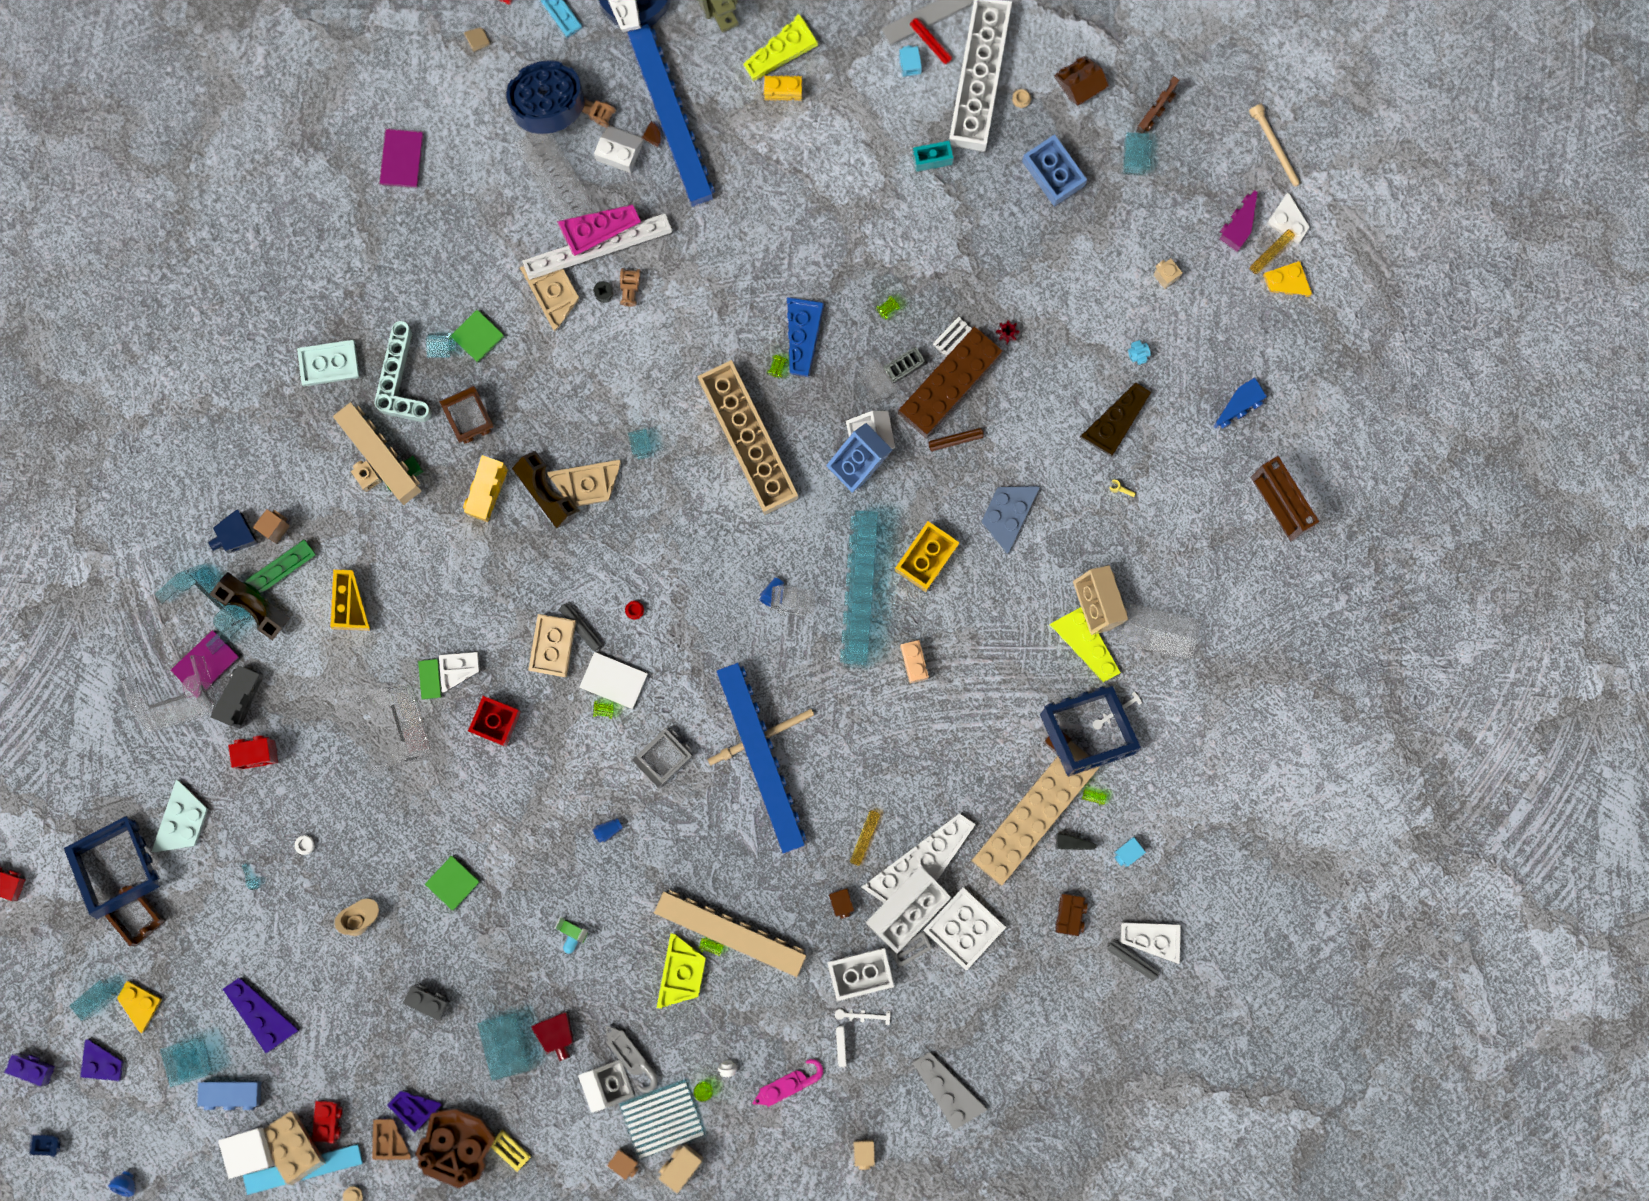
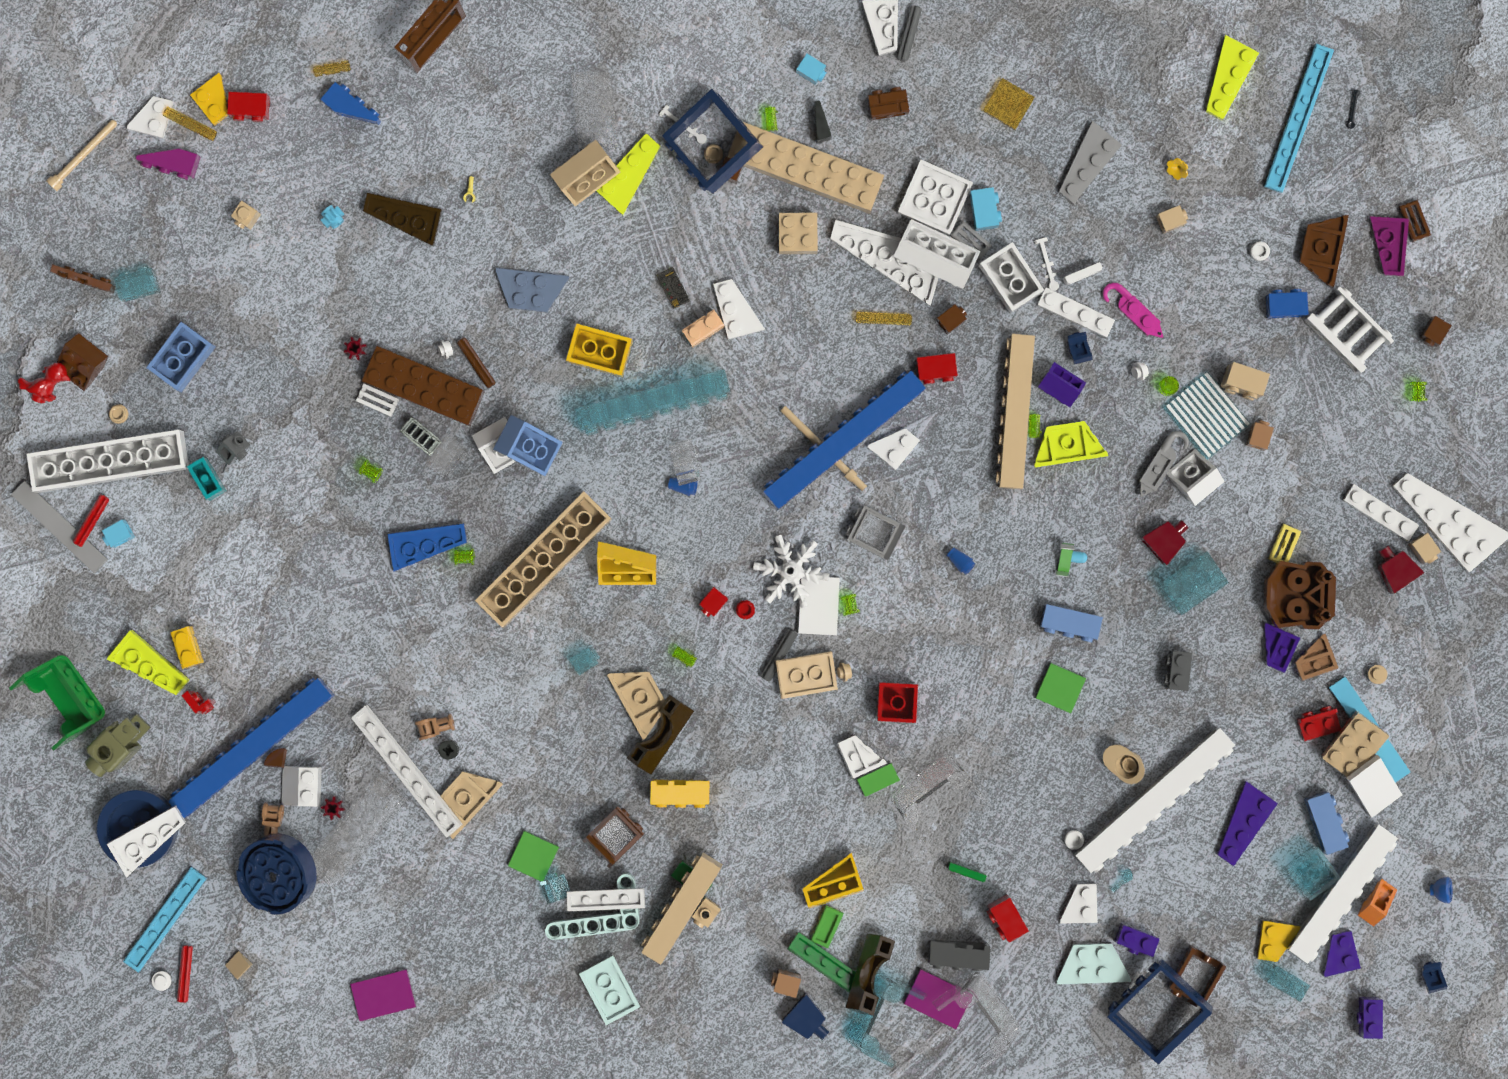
camera: 110 degrees left, 5 degrees up
(134, 1117) = (1378, 903): none -> orange arch
(153, 1079) = (1341, 894): none -> white brick
(187, 870) = (1136, 940): none -> dark purple brick
(240, 830) = (1081, 905): none -> white wing
(311, 583) = (827, 926): none -> bright green tile
(312, 731) = (966, 872): none -> green tile
(313, 935) = (1154, 800): none -> white brick
(410, 385) = (606, 899): none -> white plate
(509, 914) = (1071, 623): none -> medium blue brick
(542, 682) = (844, 672): none -> tan plate
(588, 175) = (339, 808): none -> dark red gear
(593, 228) = (392, 779): dark pink wing -> none
(610, 538) = (684, 657): none -> clear neon green pin
(650, 671) = (799, 572): none -> white piece
(651, 582) = (713, 602): none -> red brick
(714, 510) = (625, 566): none -> yellow wedge
(728, 78) = (195, 701): none -> red bracket
(737, 805) = (894, 447): none -> white wing
(740, 987) = (1062, 385): none -> dark purple brick
(770, 1017) = (1079, 347): none -> dark blue bracket
(799, 871) = (937, 368): none -> red brick
(806, 1026) = (1076, 312): none -> white plate
(912, 1177) = (1177, 168): none -> yellow plant
(921, 699) = (735, 311): none -> white wing
(936, 973) = (985, 209): none -> medium azure brick
(952, 189) = (233, 448): none -> dark grey brick
(963, 647) = (672, 288): none -> clear smoke tile
(974, 783) = (798, 233): none -> tan brick
(978, 414) = (445, 349): none -> white plate
(1031, 1033) = (1008, 104): none -> clear yellow tile
(1069, 38) = (43, 387): none -> red animal
(1079, 730) = (713, 153): none -> tan plate
(1270, 311) = (248, 106): none -> red brick
(1281, 399) = (331, 68): none -> clear yellow axle

